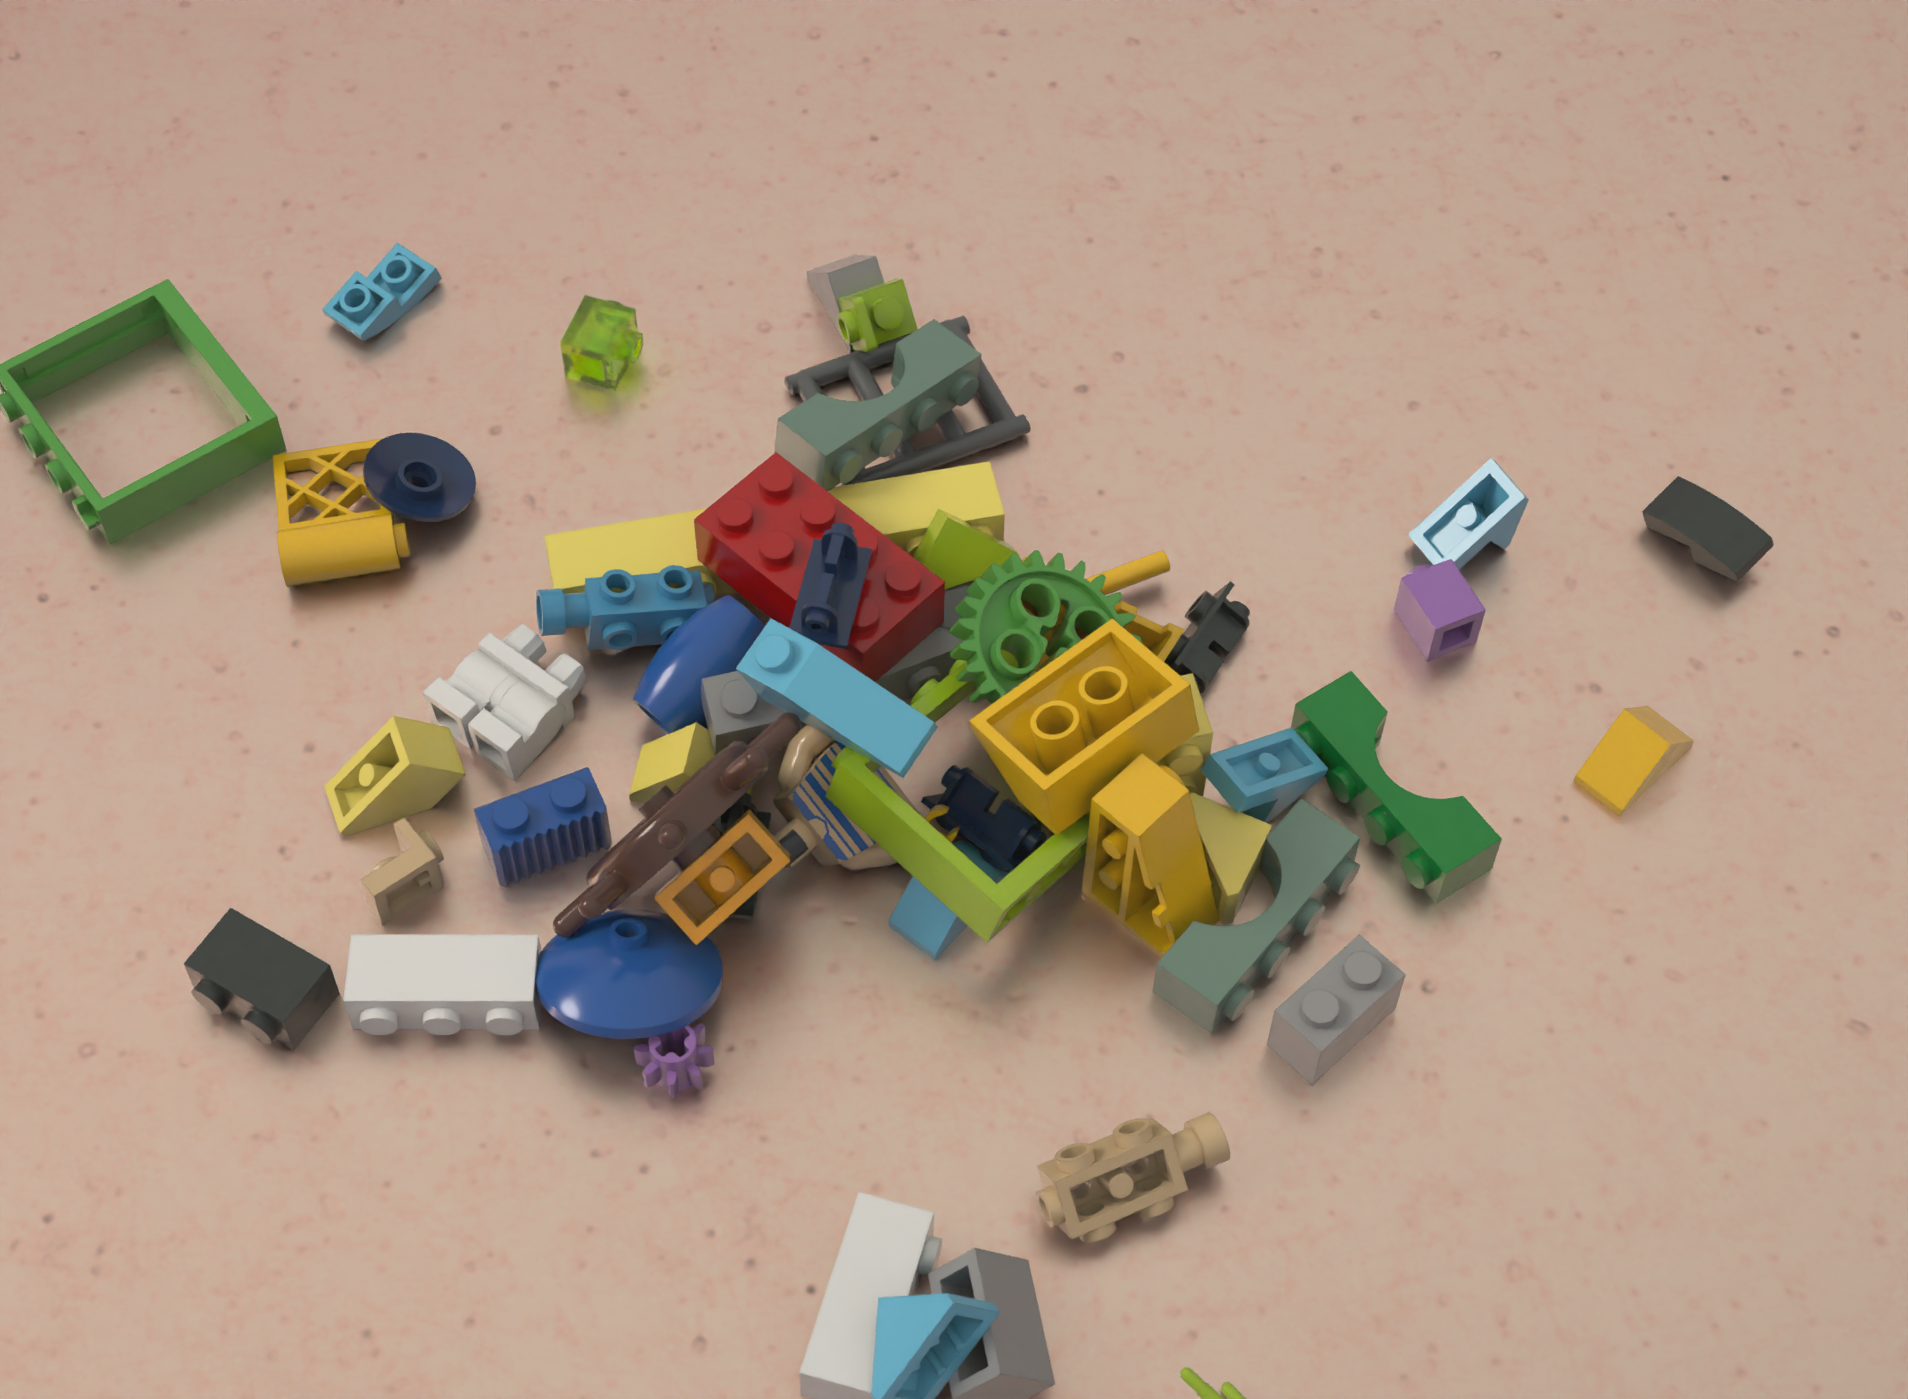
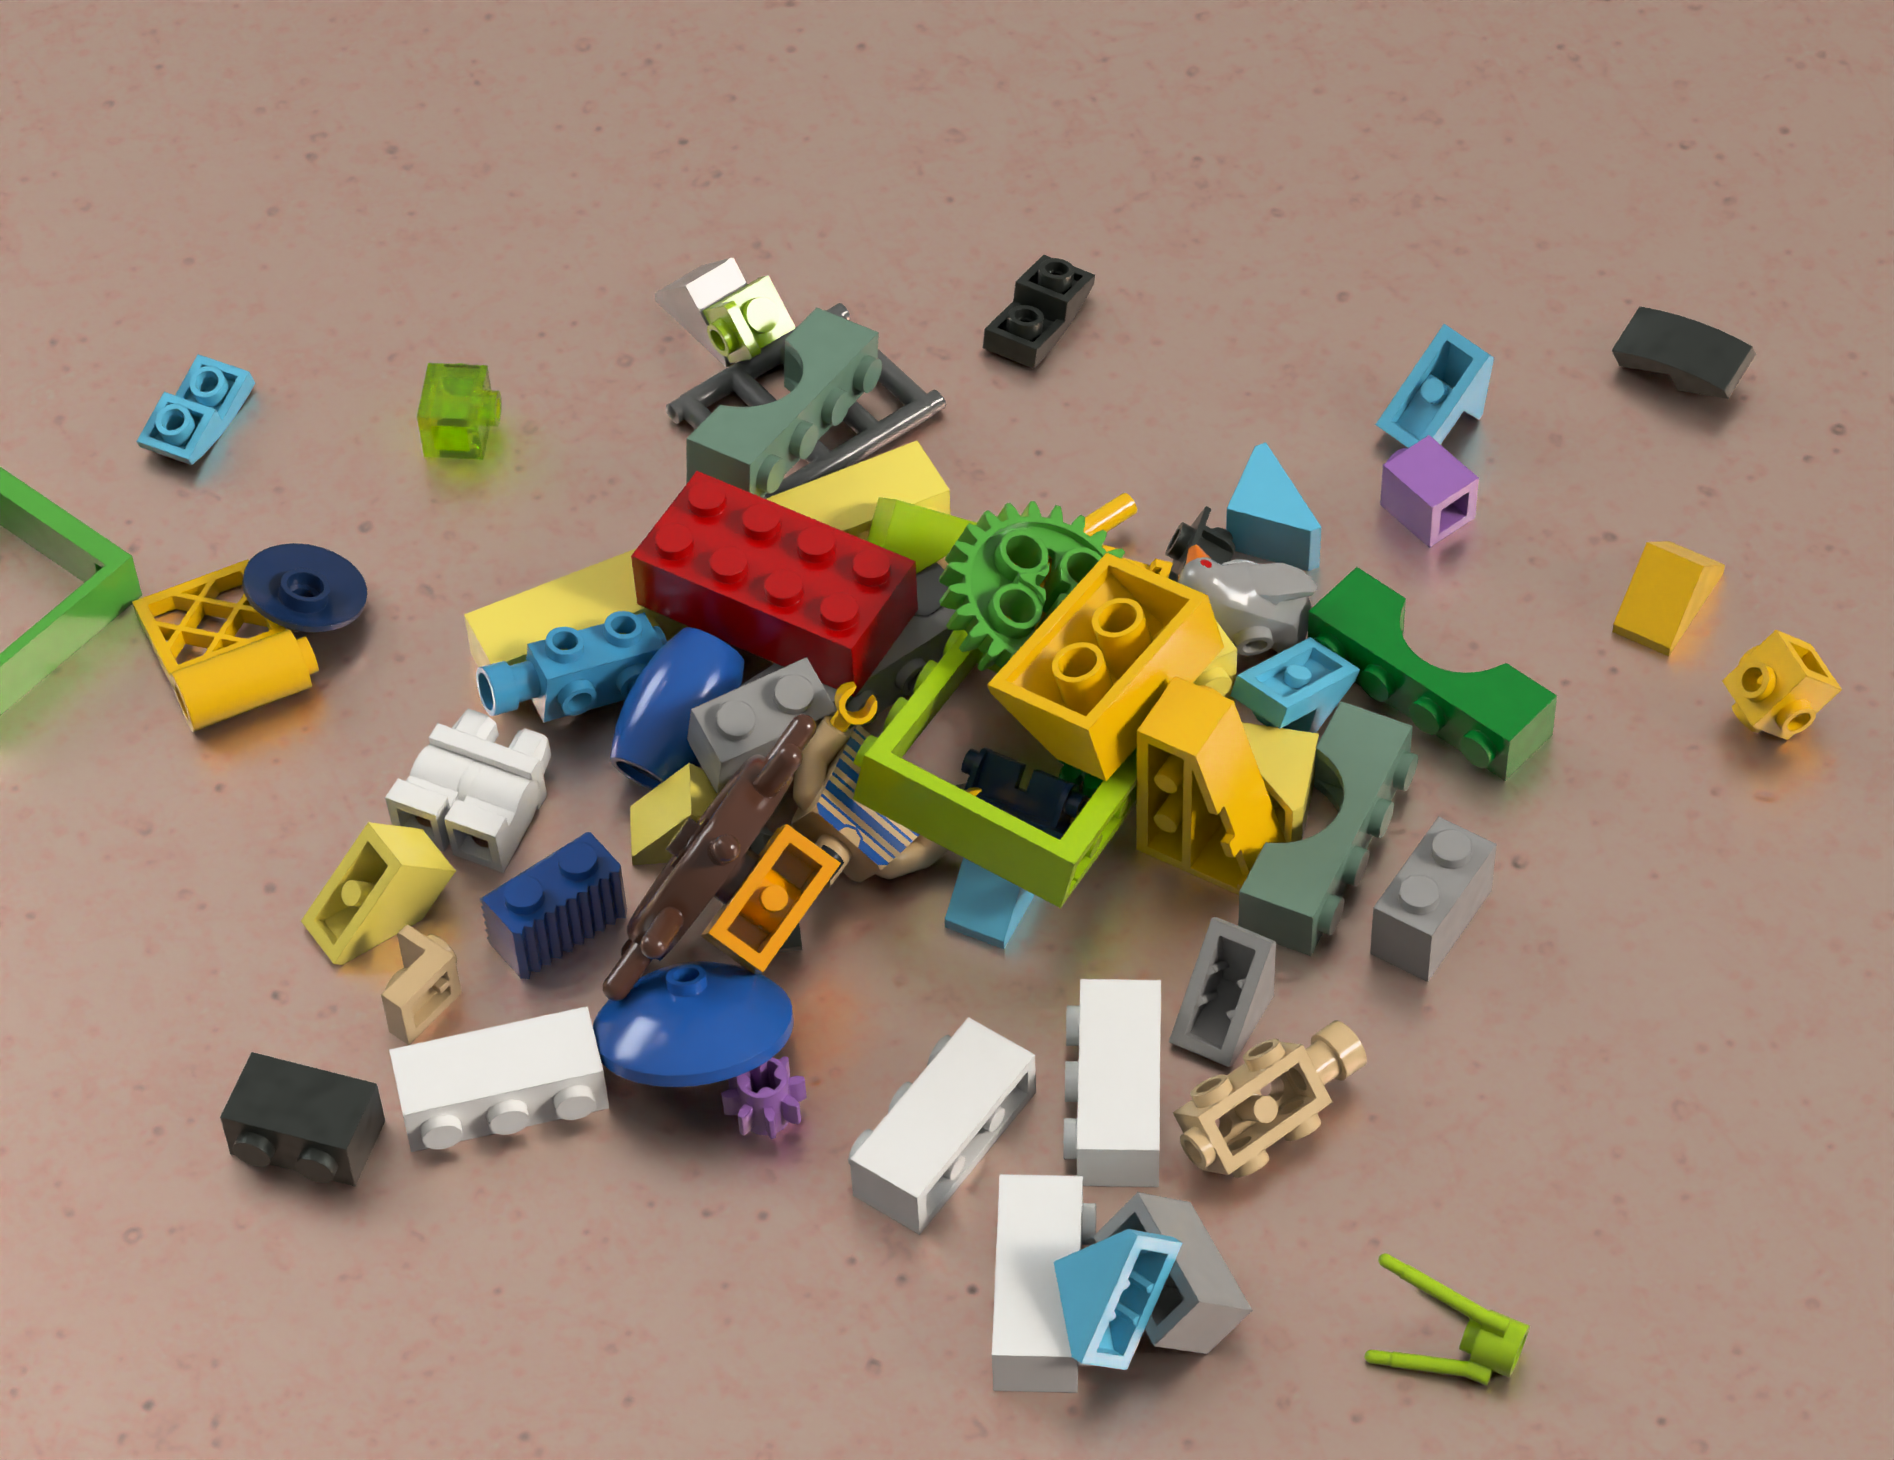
camera: 10 degrees left, 5 degrees down
(825, 1123) = (942, 1124): none -> white brick
(831, 587) = (802, 588): dark blue hinge -> none
(834, 698) = (843, 689): medium azure slope -> none
(994, 1121) = (1115, 1082): none -> white brick
(1119, 1058) = (1226, 992): none -> light grey slope
(1139, 361) = (1041, 311): none -> pearl dark grey slope
(1241, 683) = (1253, 601): none -> light grey animal
(1288, 602) = (1271, 516): none -> medium azure slope
(1714, 875) = (1780, 686): none -> yellow brick

